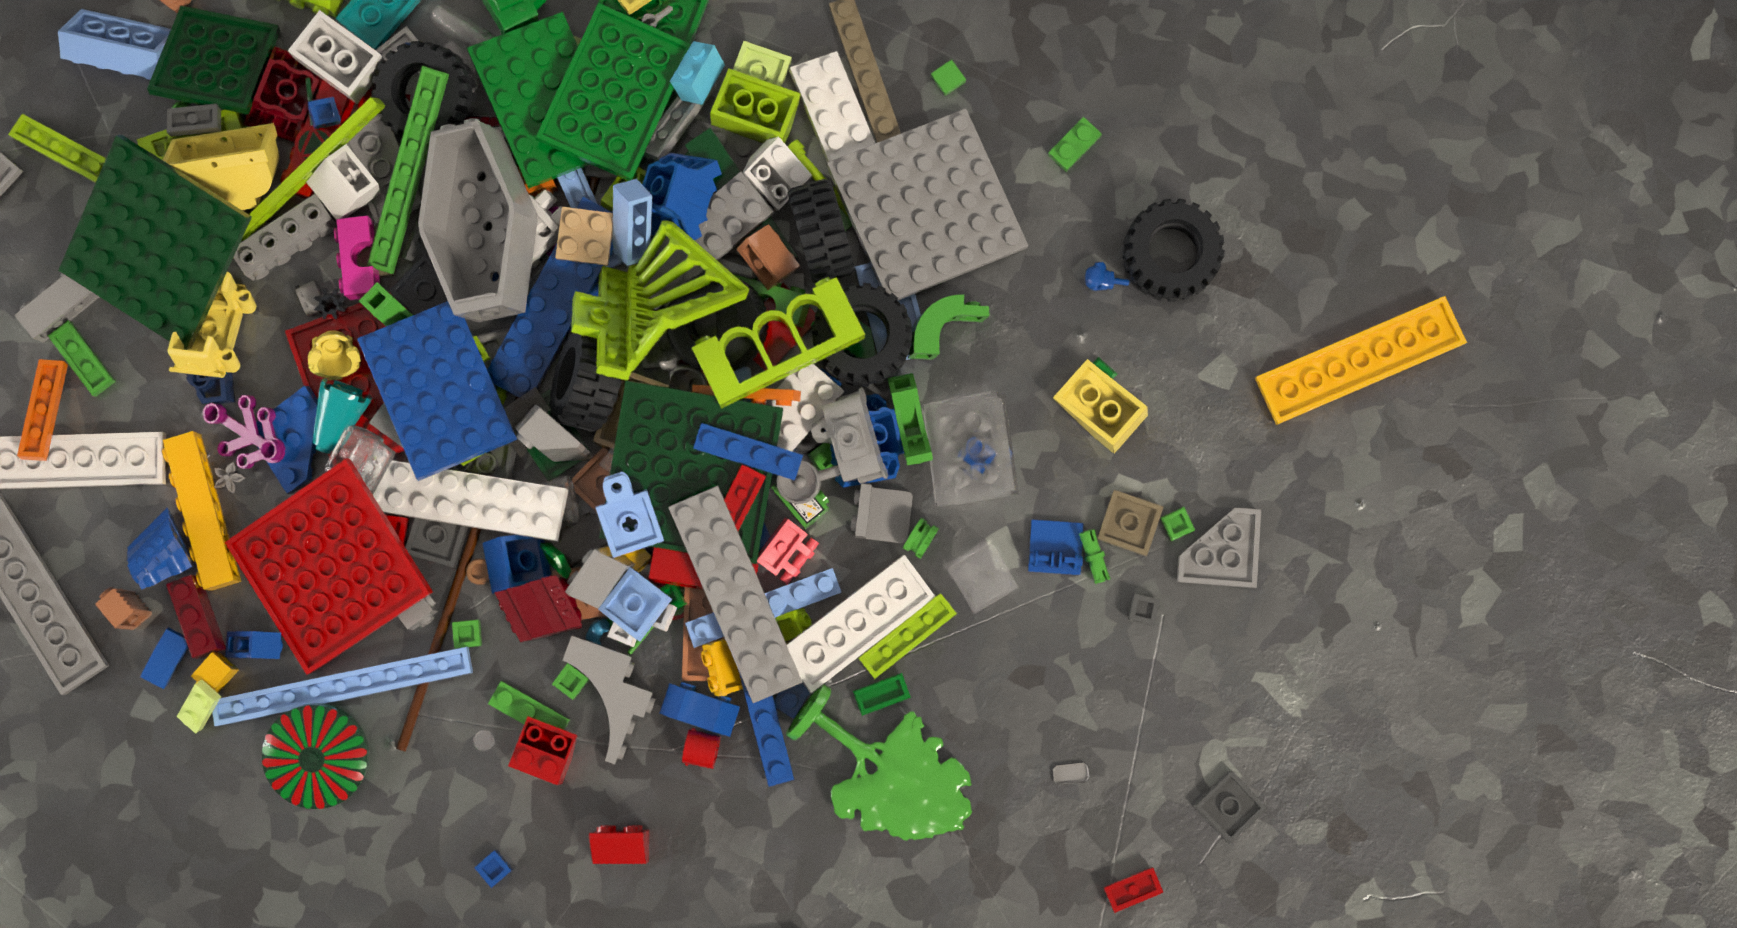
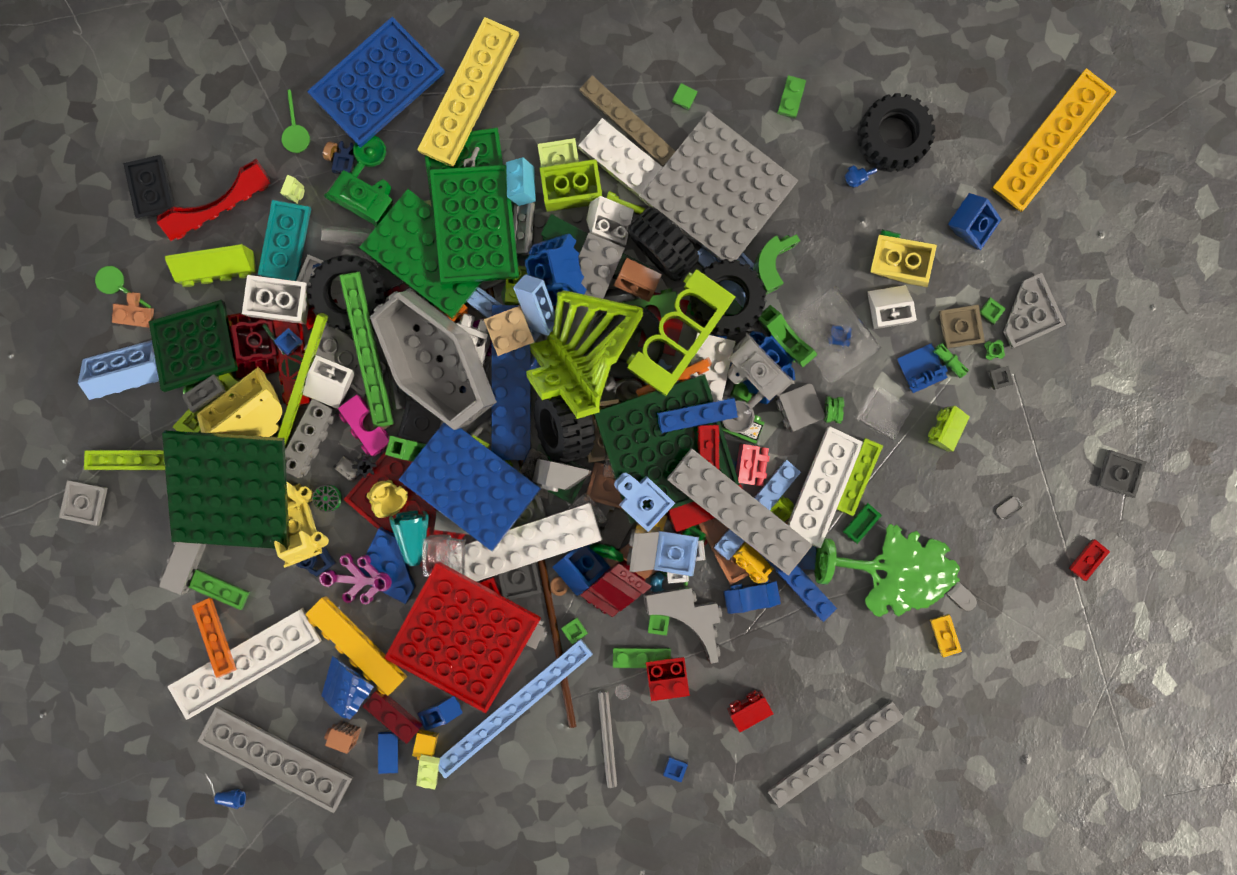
camera: 30 degrees left, 5 degrees up
(228, 477) = (360, 614): light grey plant -> none
(267, 319) = (327, 498): none -> green wheel
(315, 756) = (521, 761): dish -> none
(433, 787) = (607, 739): none -> light grey axle
(701, 749) = (767, 621): red piece -> none
(908, 885) = (945, 635): none -> yellow plate
(955, 851) = (962, 597): none -> light grey piece
(1047, 636) = (948, 428): none -> lime slope
(1056, 453) = (891, 307): none -> white slope
(1148, 575) = (998, 345): none -> bright green plate
(1213, 405) = (975, 220): none -> blue slope

